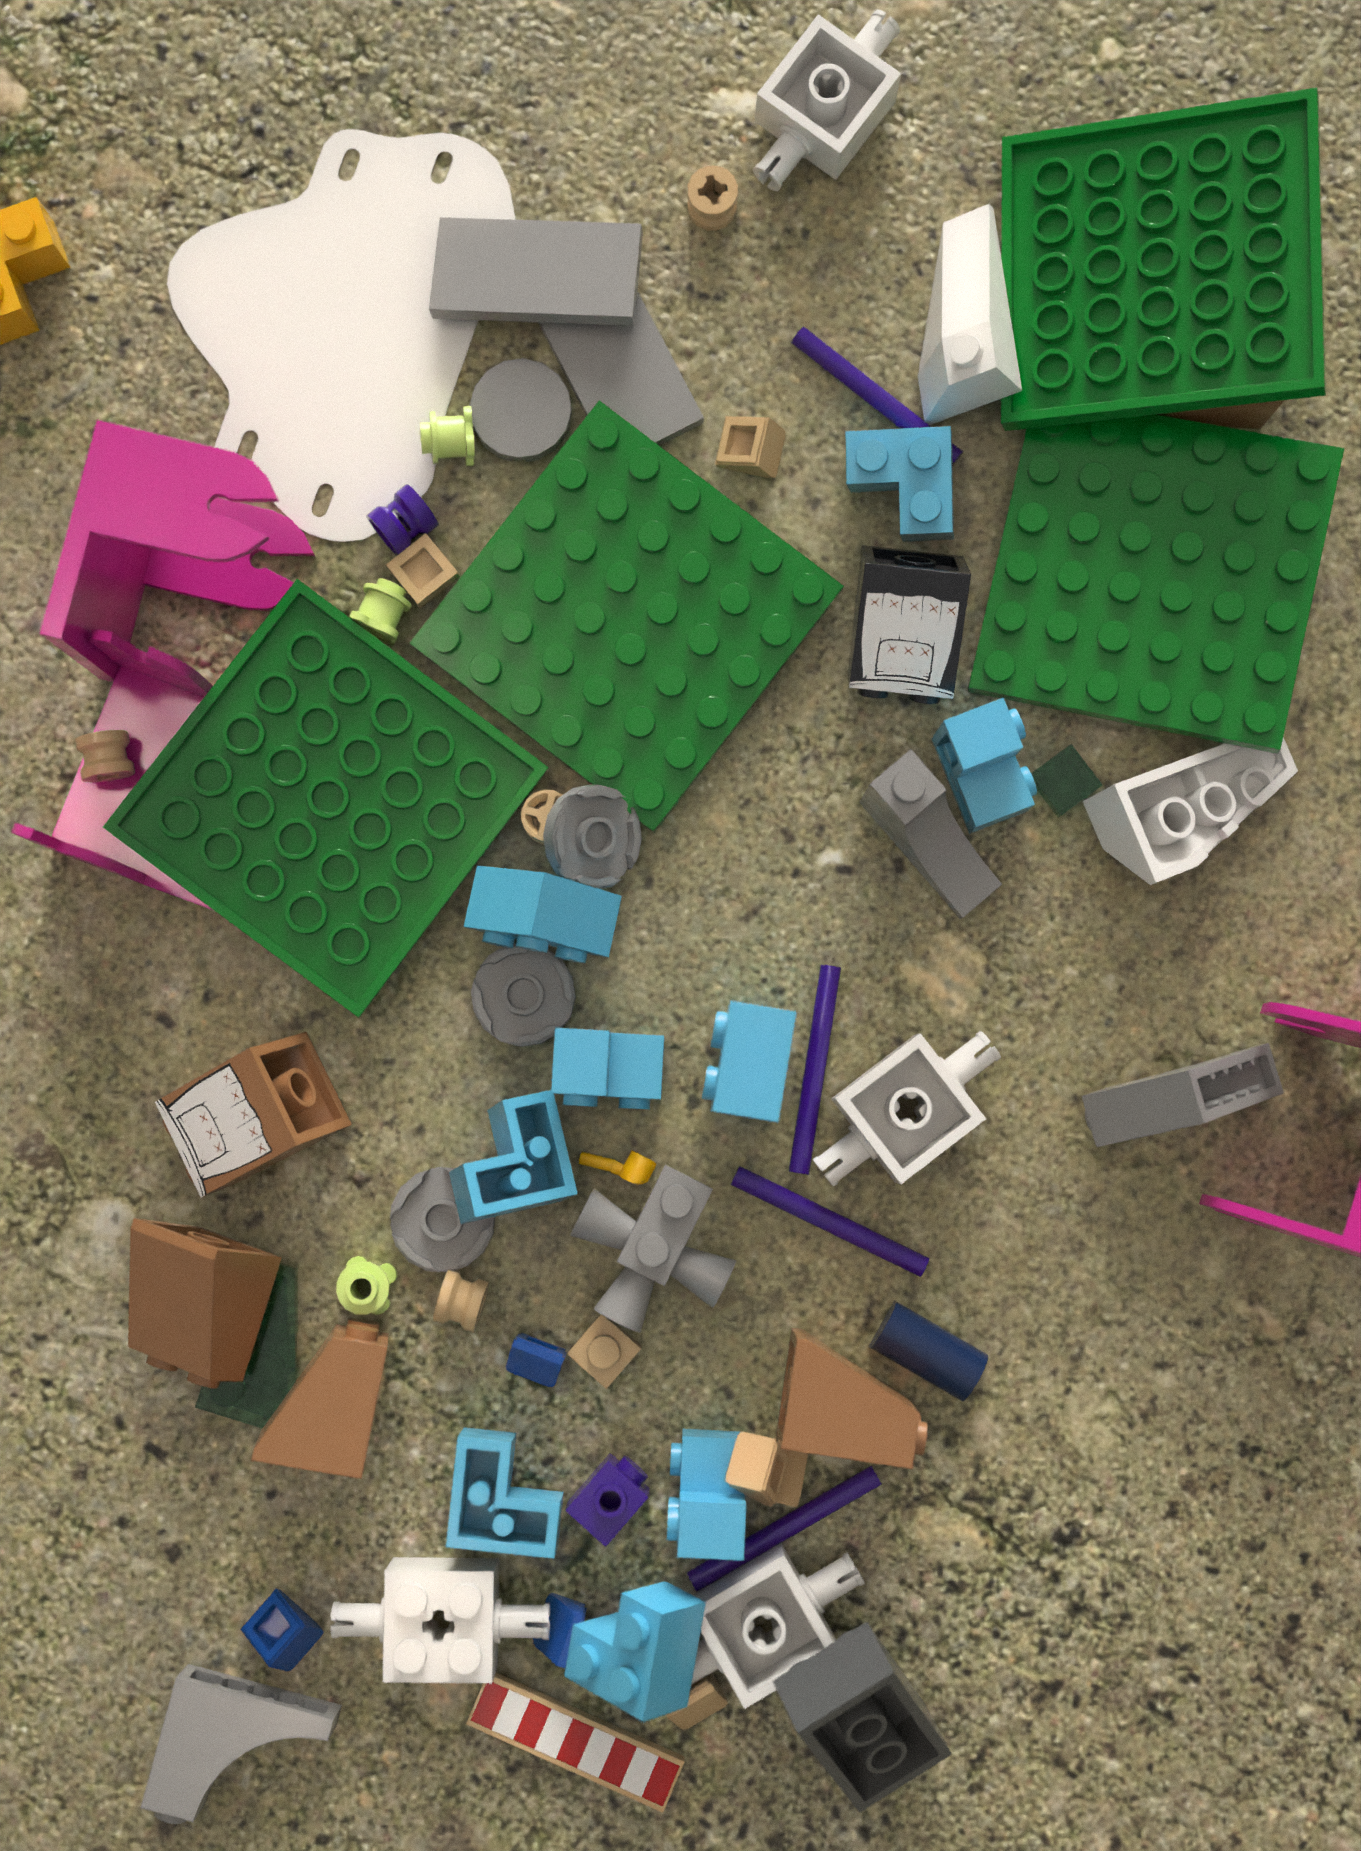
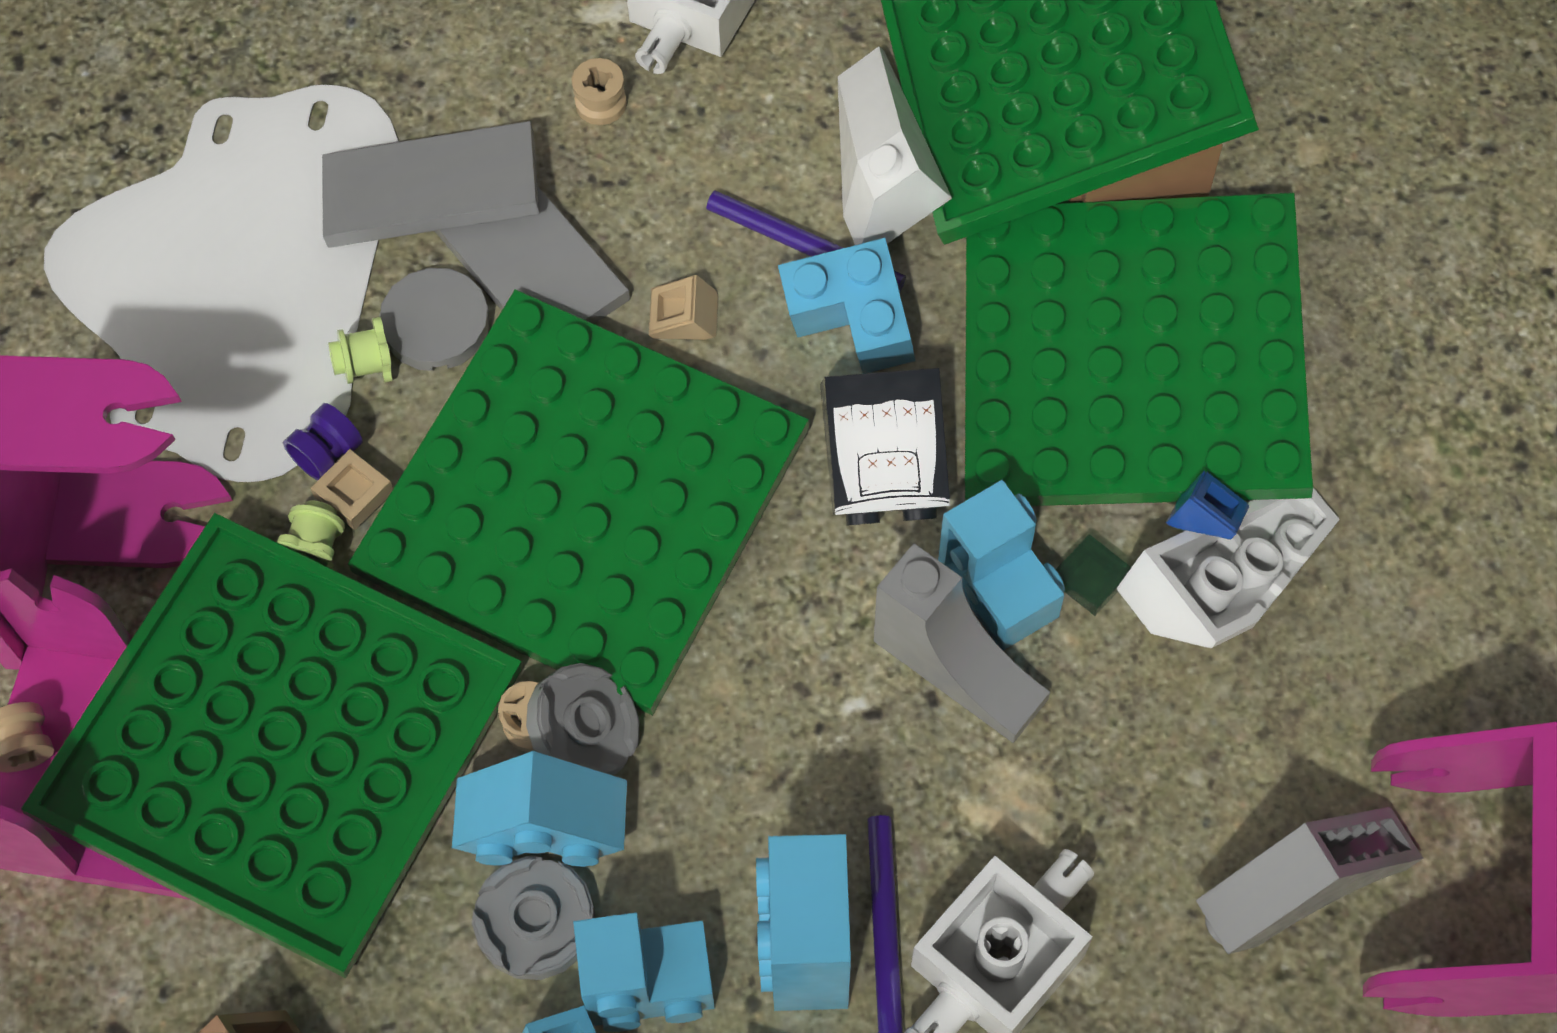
camera: 10 degrees left, 20 degrees down
(1181, 751) = (1209, 509): none -> blue slope

